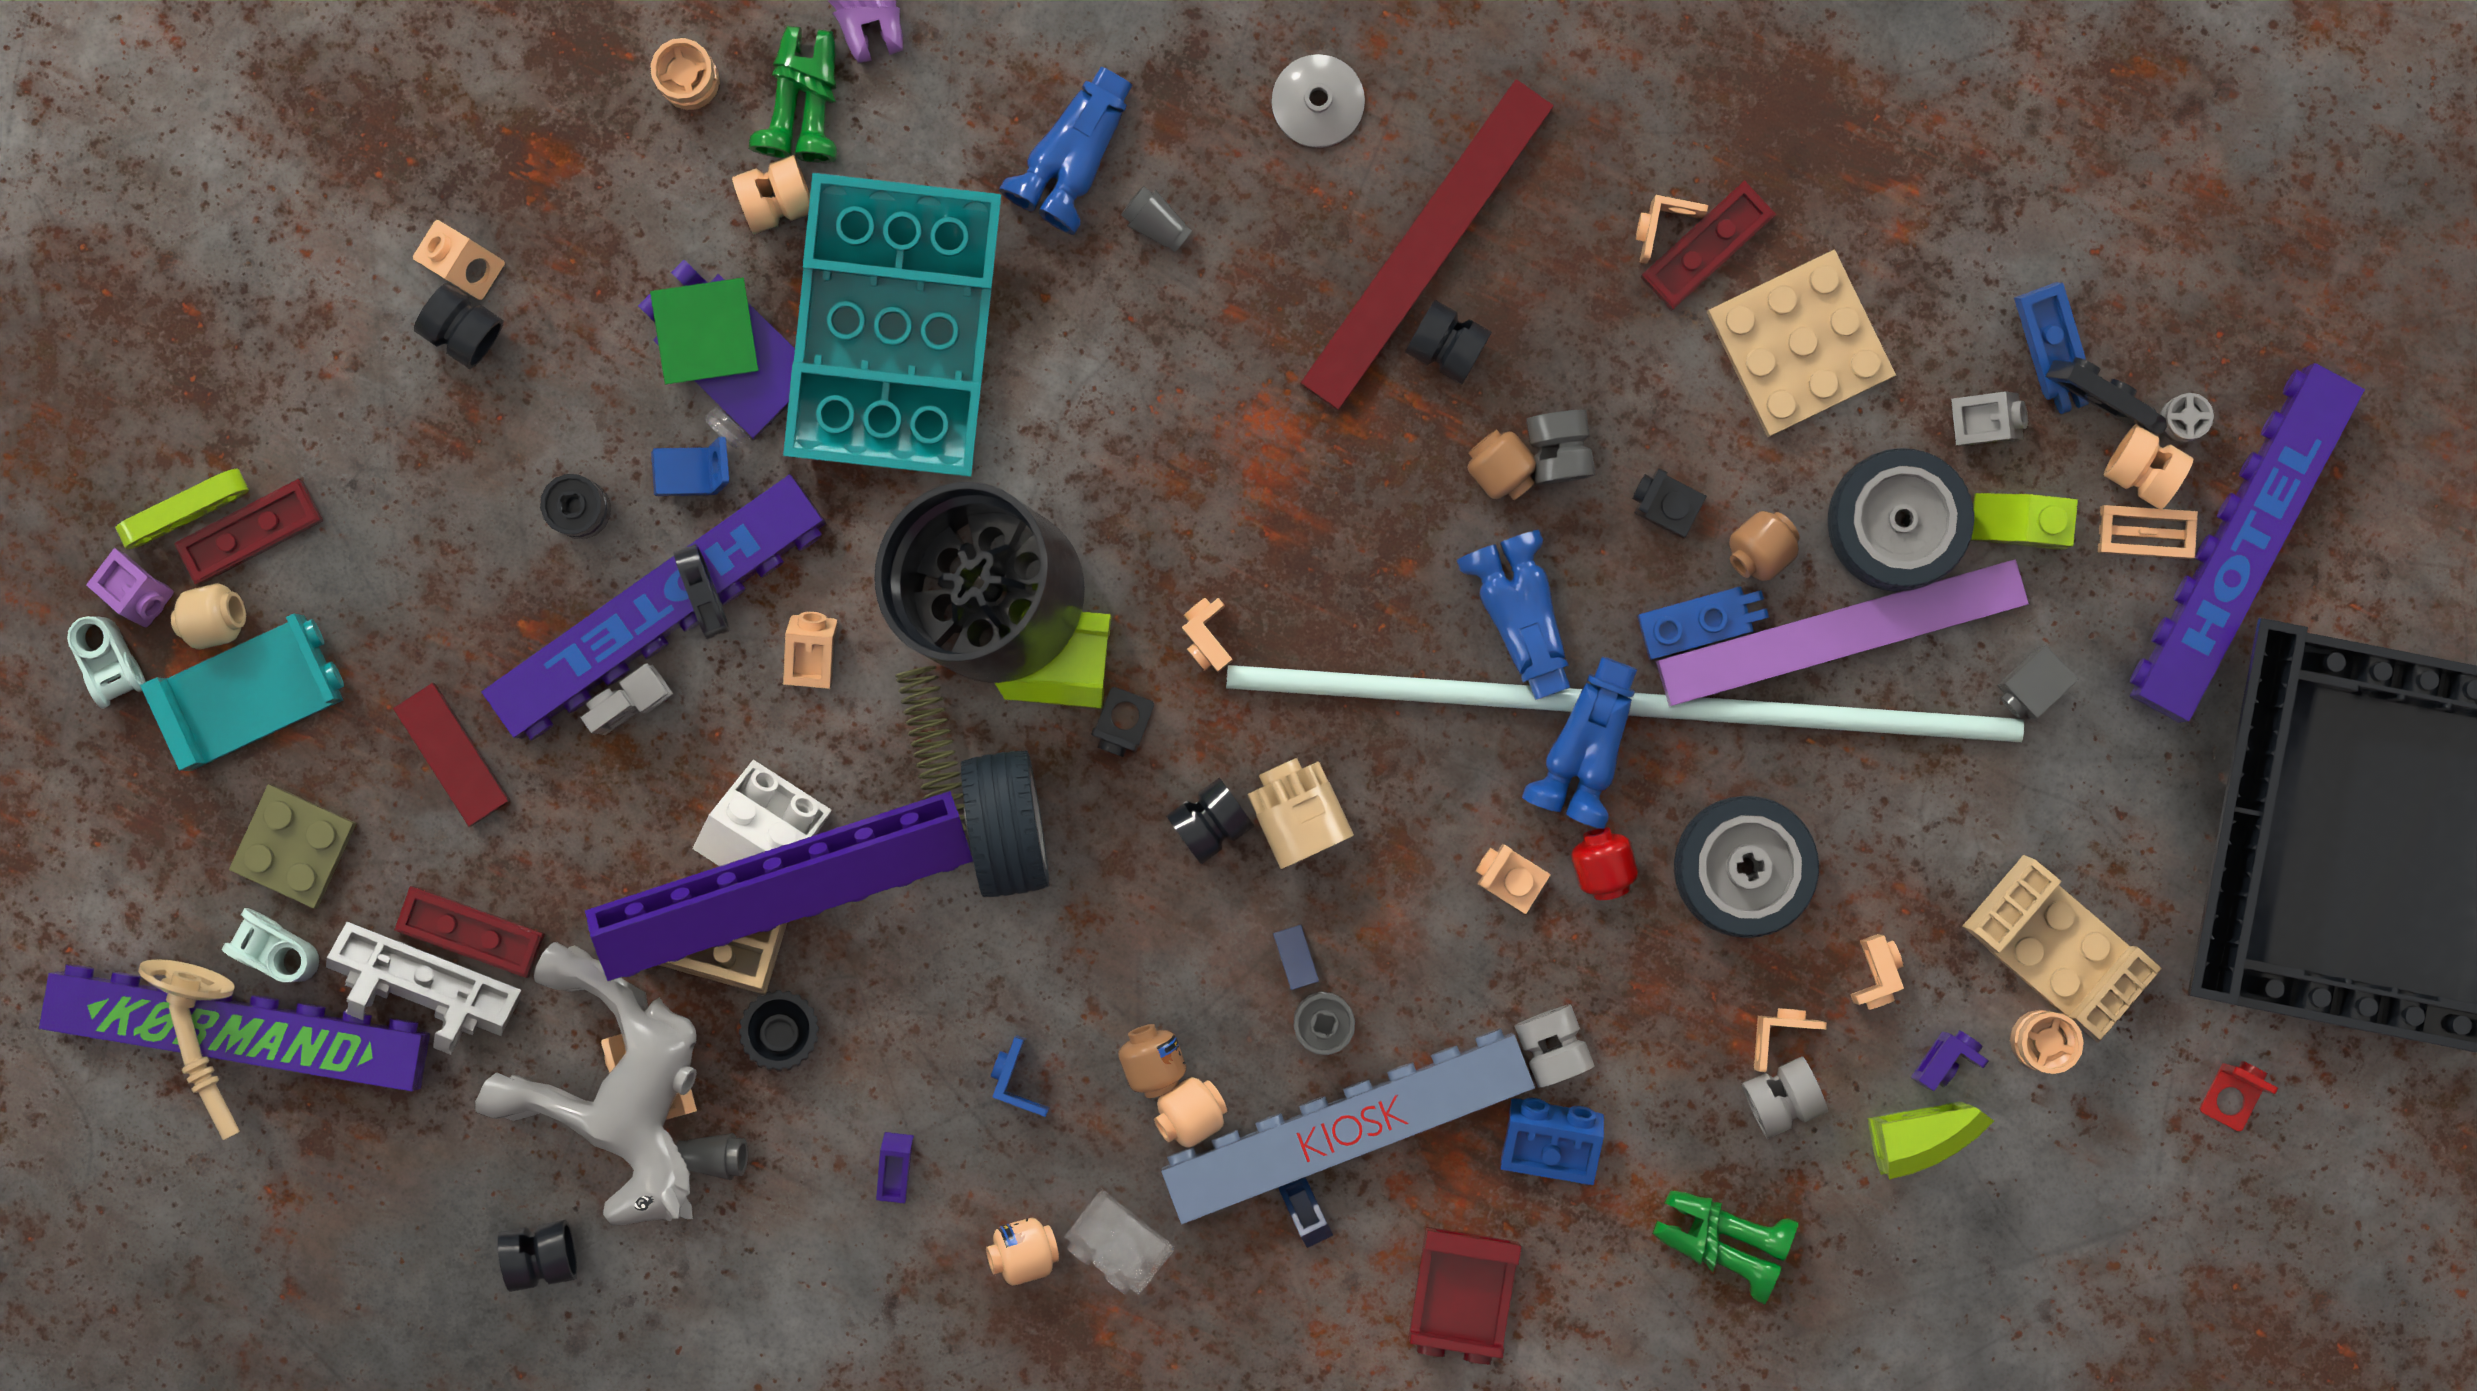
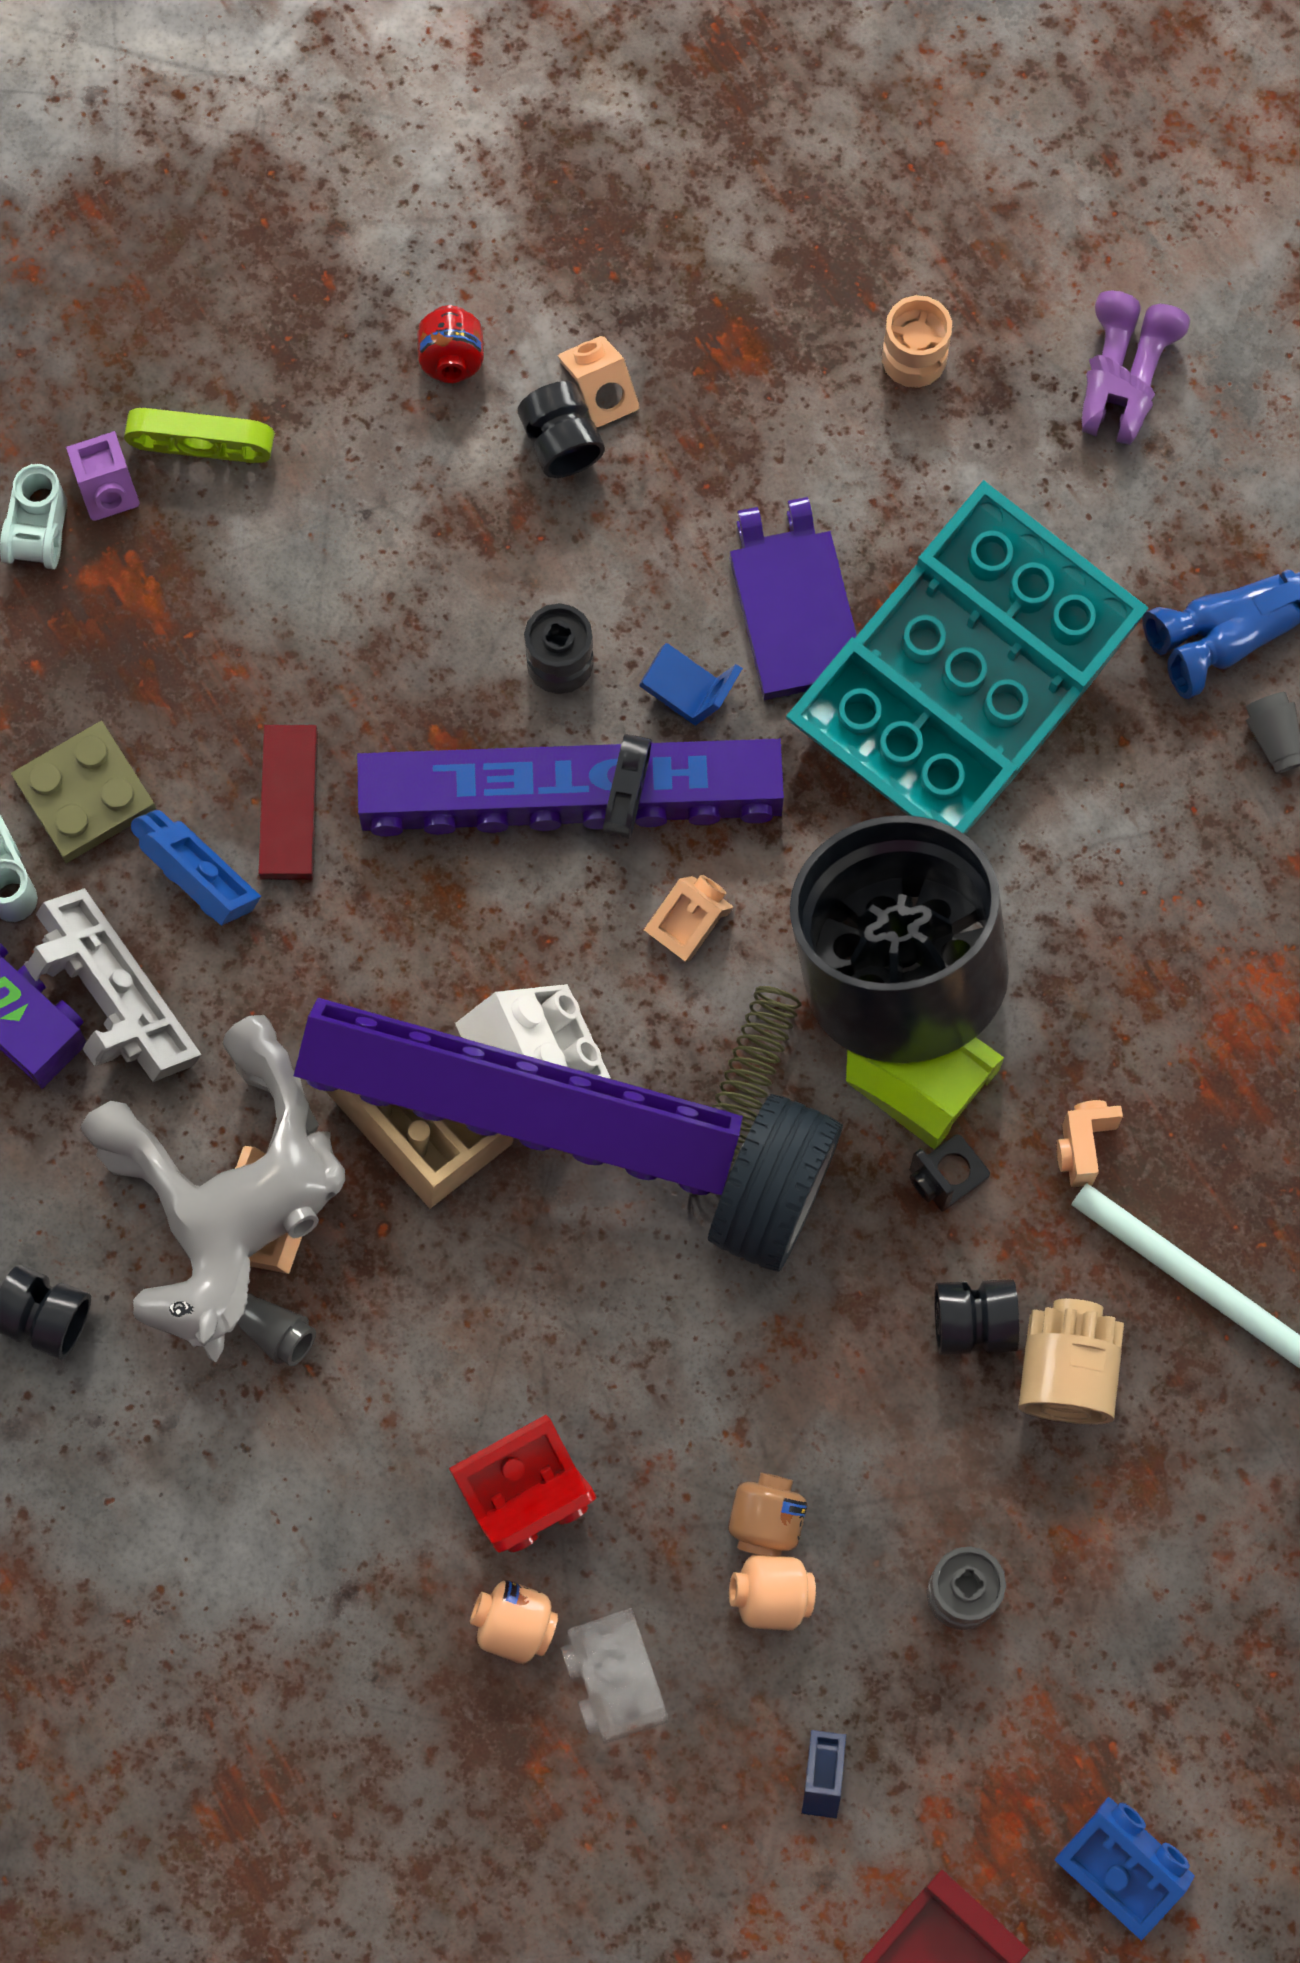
camera: 30 degrees right, 15 degrees down
(208, 616) = (155, 539): tan head -> none
(244, 693) = (137, 630): teal panel -> none
(248, 532) = (243, 494): dark red tile -> none
(325, 308) = (450, 344): none -> red head
(417, 853) = (194, 867): none -> blue hinge
(469, 931) = (188, 969): dark red tile -> none
(641, 693) = (473, 848): light grey plate -> none
(704, 331) = (784, 567): green tile -> none
(726, 427) = (750, 678): clear tile -> none
(778, 1030) = (420, 1248): black hat -> none
(790, 191) = (927, 490): light nougat wheel -> none
(814, 78) = (1032, 420): green piece -> none
(894, 1167) = (446, 1448): dark purple piece -> none
(968, 1155) = (523, 1486): none -> red bracket
(1003, 1072) = (613, 1431): blue bracket -> none
(1296, 957) = (975, 1511): dark blue piece -> none
(1346, 1127) = (925, 1711): sand blue brick -> none
(1511, 877) = (1245, 1569): light nougat bracket -> none
(1558, 1062) = (1187, 1786): light grey wheel -> none

